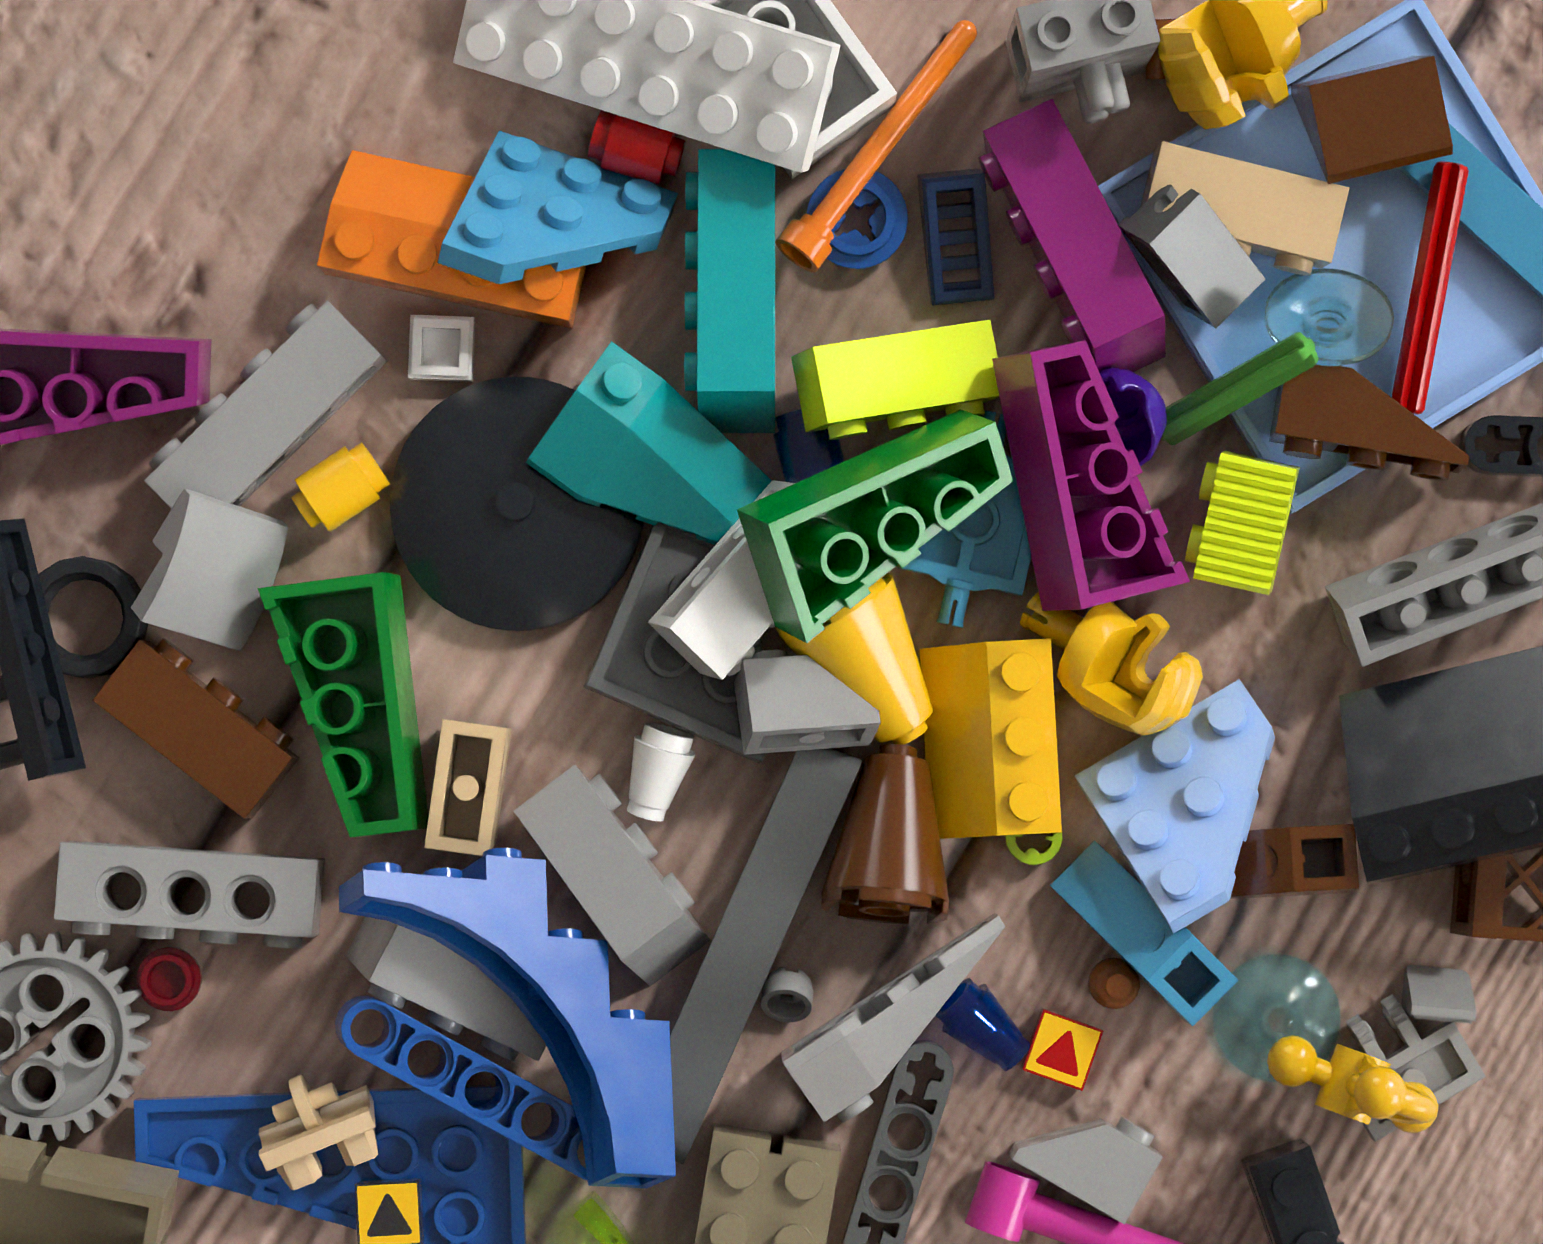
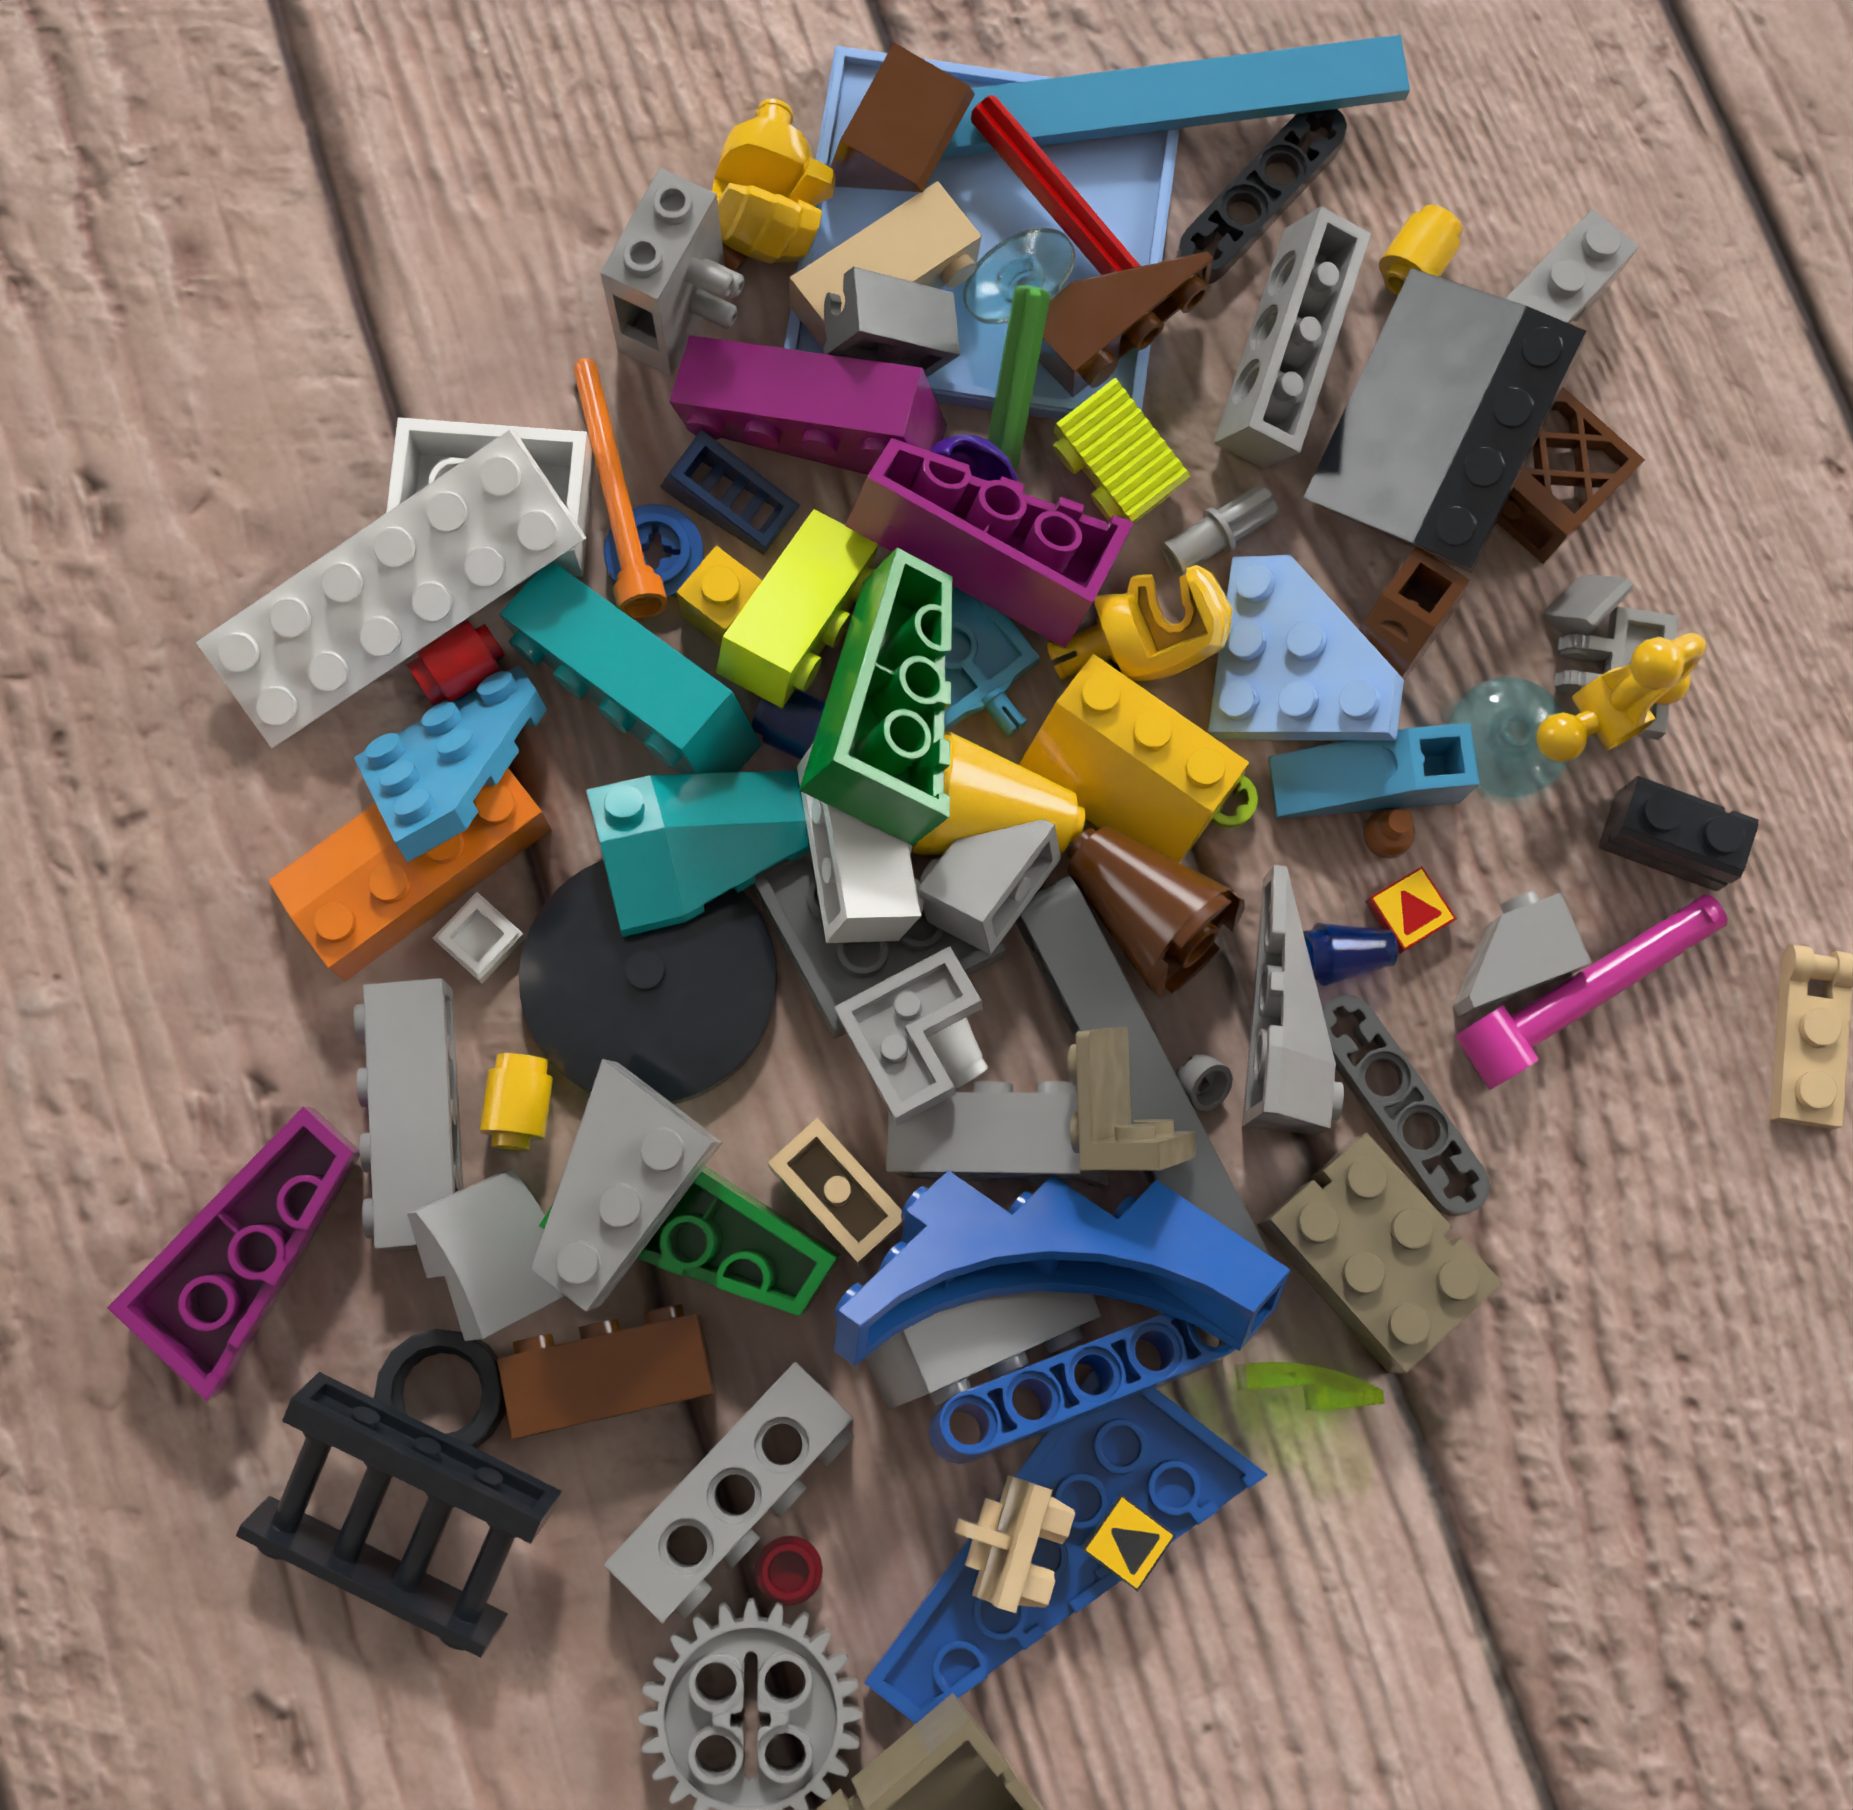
camera: 55 degrees left, 10 degrees down
(334, 626) = (619, 1184): none -> light grey wedge
(626, 725) = (892, 1029): none -> light grey plate
(671, 952) = (1103, 1124): none -> dark tan bracket
(859, 305) = (716, 594): none -> yellow brick
(1255, 650) = (1219, 530): none -> light grey axle

